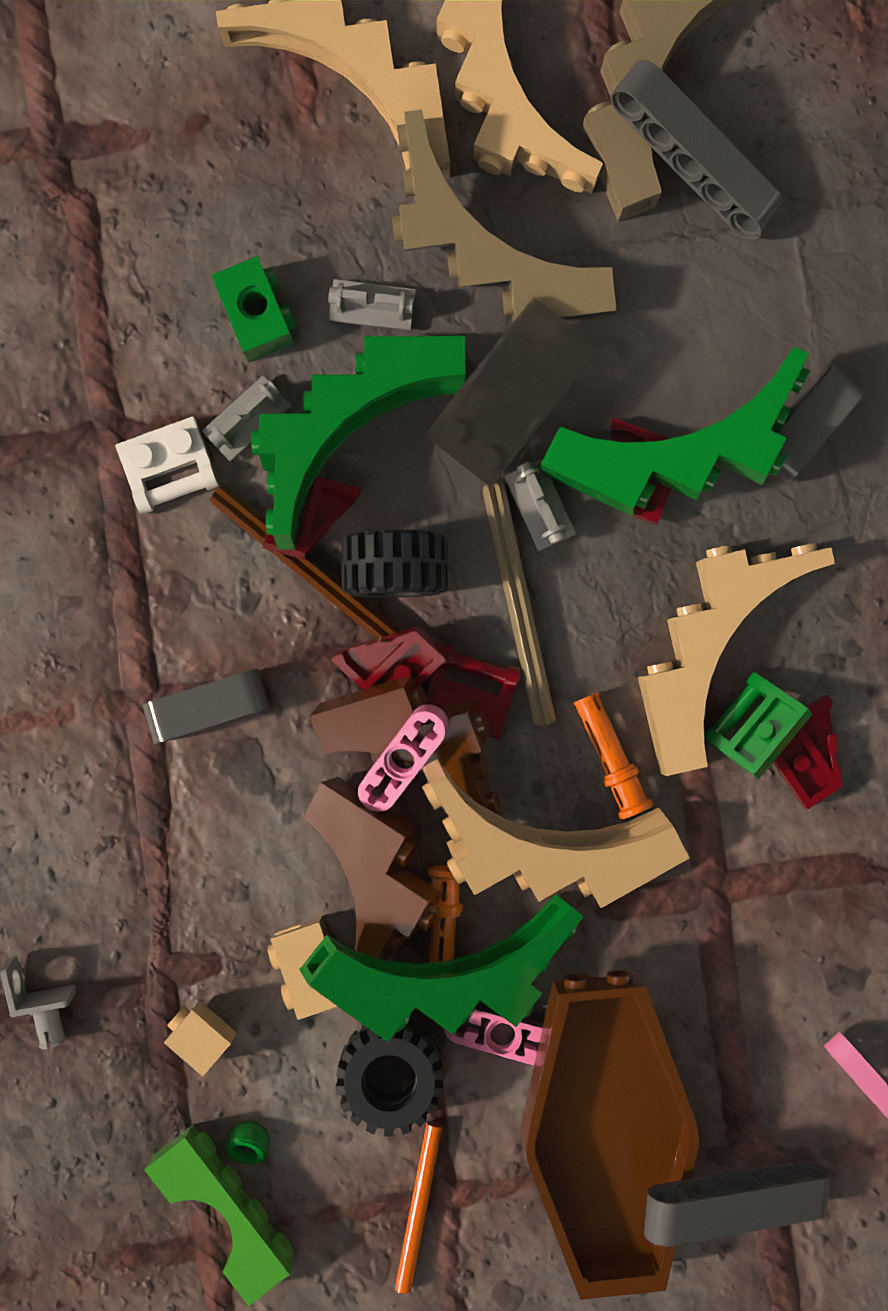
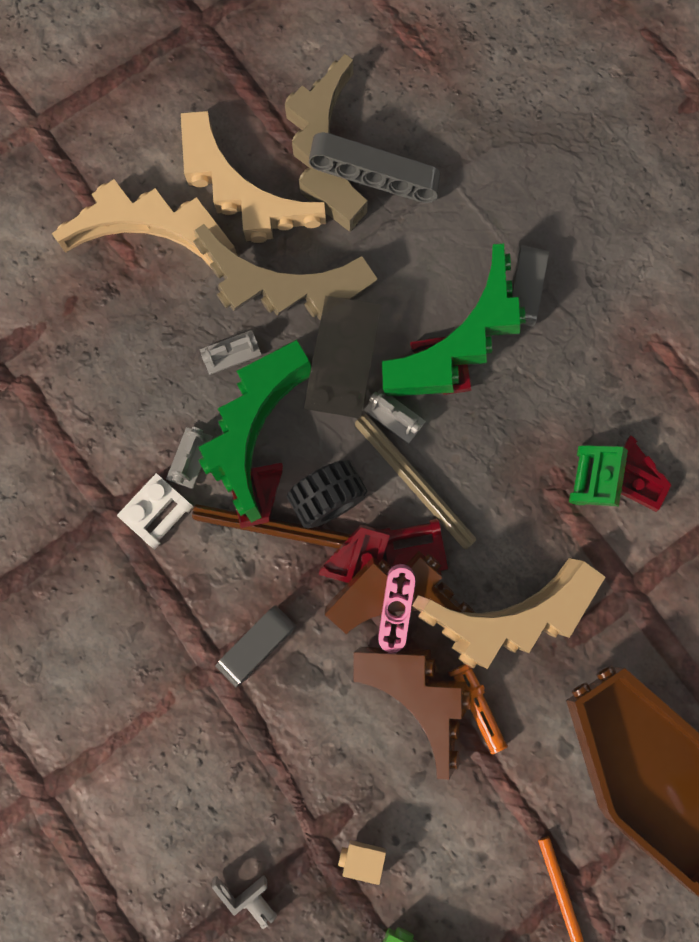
camera: 20 degrees left, 10 degrees down
(239, 288) = (149, 378): green brick -> none
(251, 1135) = (428, 912): green piece -> none
(289, 952) = (408, 778): tan brick -> none
(385, 1109) = (519, 836): black tyre -> none
(469, 1036) = (533, 767): bright pink beam -> none
(500, 976) = (504, 742): green arch -> none
(620, 774) = (532, 549): orange pin -> none
(731, 590) = (541, 484): tan arch -> none

